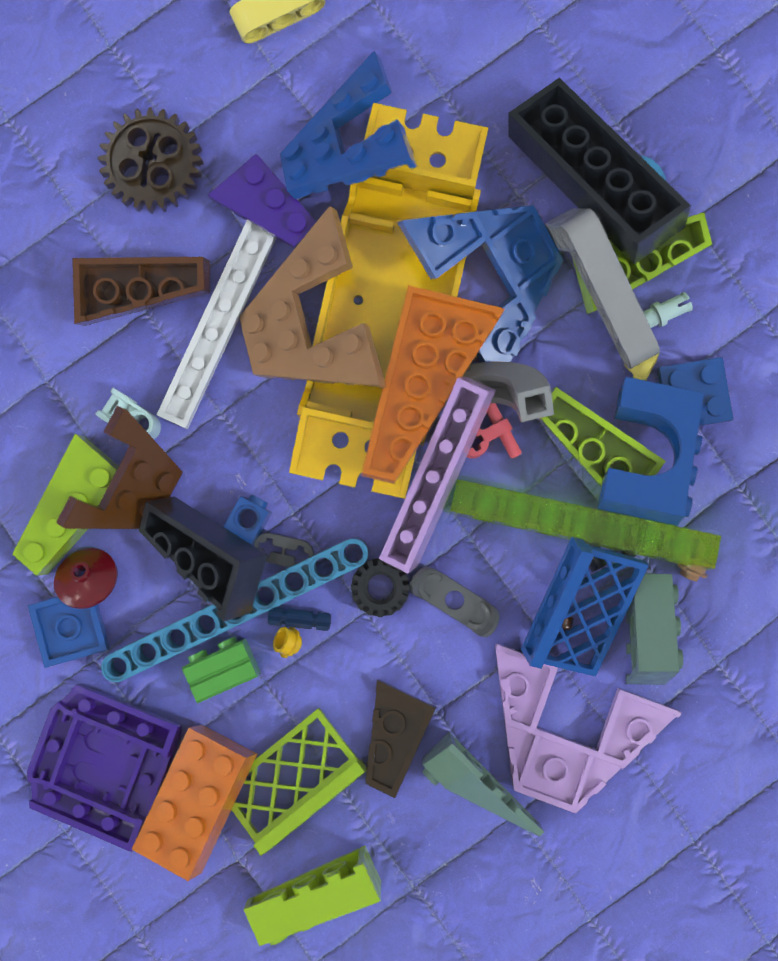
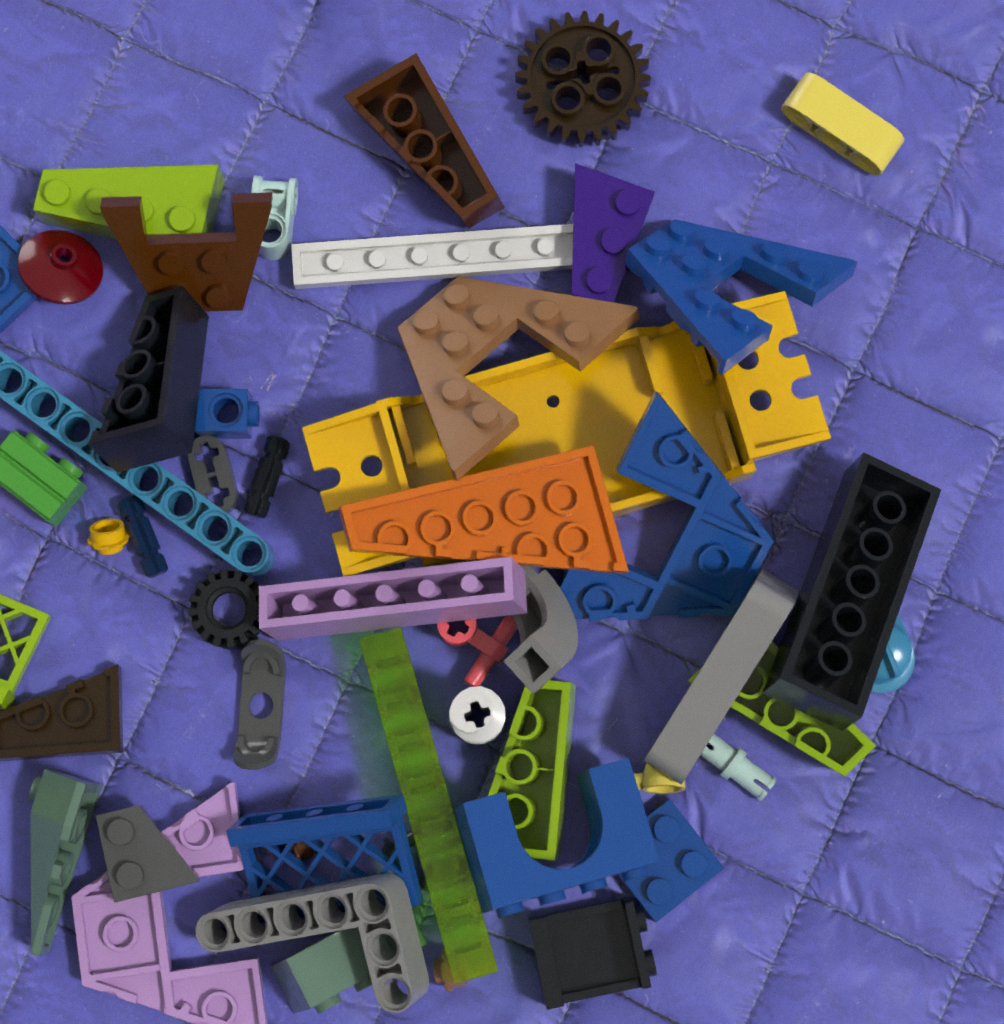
camera: 55 degrees right, 5 degrees down
(304, 515) = (266, 476): none -> black axle
(513, 731) = (139, 855): none -> dark grey wing
(552, 453) = (487, 701): none -> white piece
(624, 631) = (322, 917): none -> light grey beam
(730, 470) = (591, 951): none -> black panel

